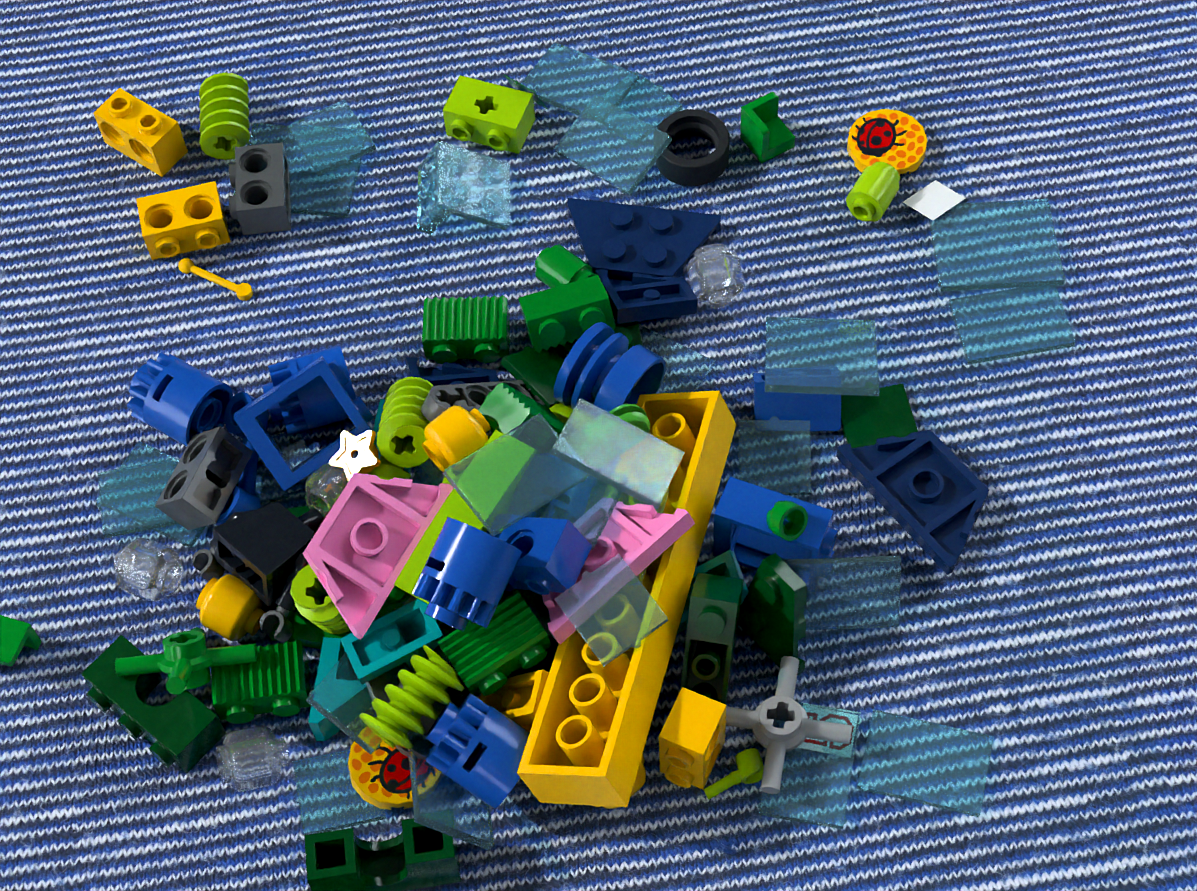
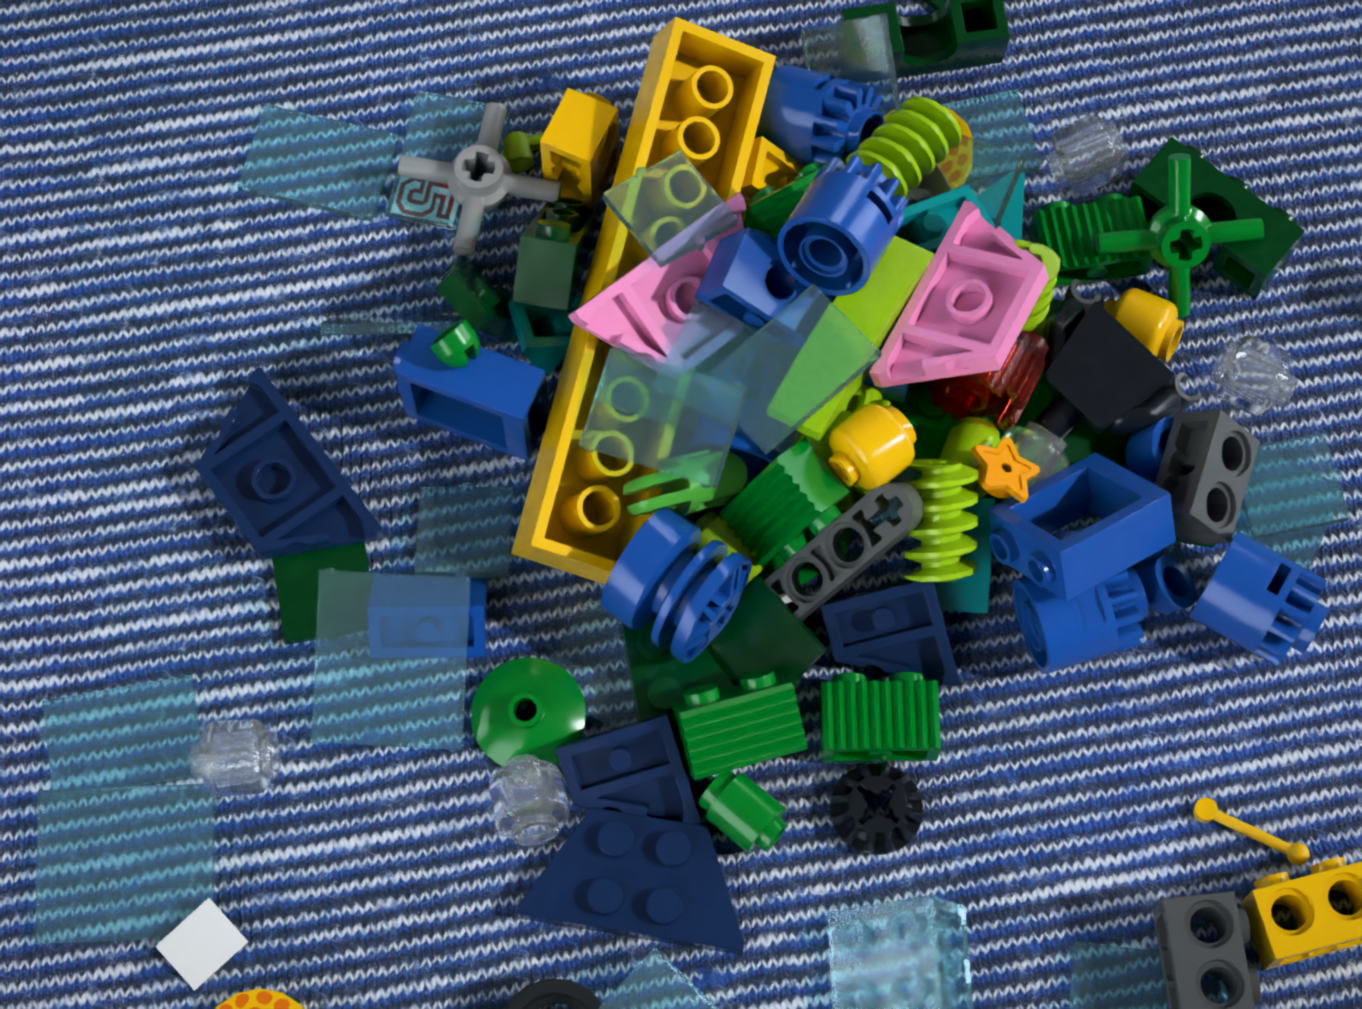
camera: 175 degrees right, 10 degrees up
(490, 279) = (879, 834): none -> black gear
(719, 340) = (558, 715): none -> green dish
(873, 192) = (289, 945): lime brick -> none
(926, 295) = (236, 757): none -> clear head

